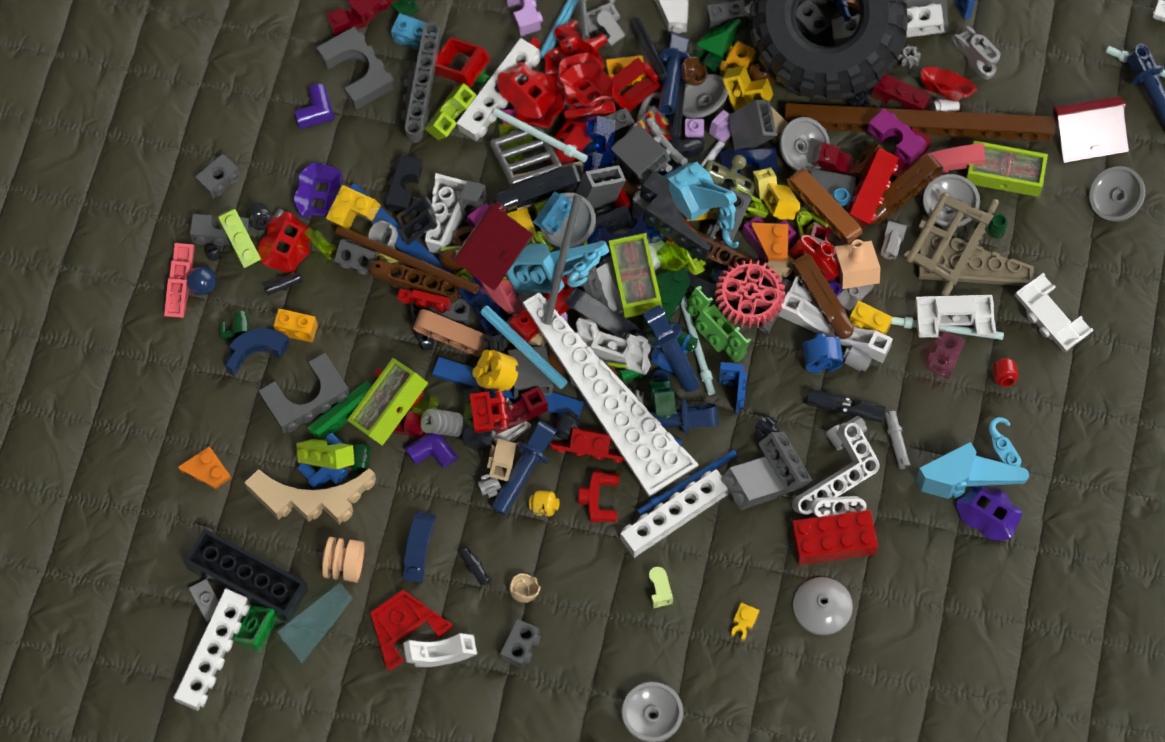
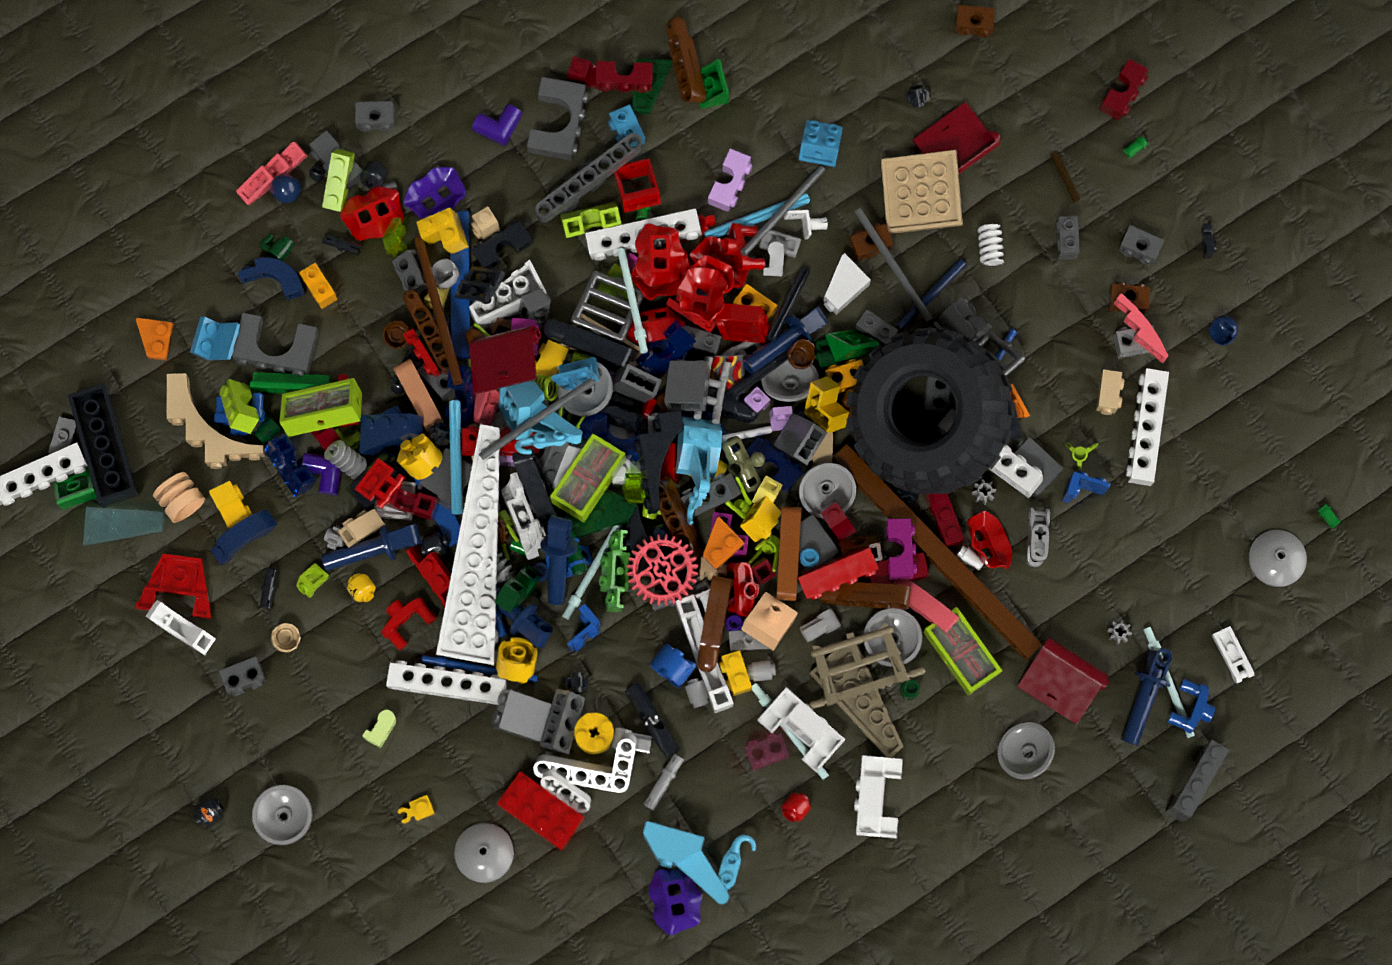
camera: 40 degrees right, 10 degrees up
(257, 428) = (214, 339): none -> dark azure bracket
(378, 177) = (484, 224): none -> tan brick
(387, 533) = (228, 501): none -> yellow brick
(388, 308) = (393, 334): none -> reddish brown hair
(388, 464) = (281, 454): none -> clear blue arch
(453, 375) = (387, 430): none -> dark blue wedge
(501, 532) = (311, 580): none -> lime bracket
(710, 448) = (516, 660): none -> yellow brick
(818, 440) = (588, 723): none -> yellow brick
(886, 302) = (761, 670): none -> light grey brick
(1093, 66) = (1124, 629): none -> light grey gear

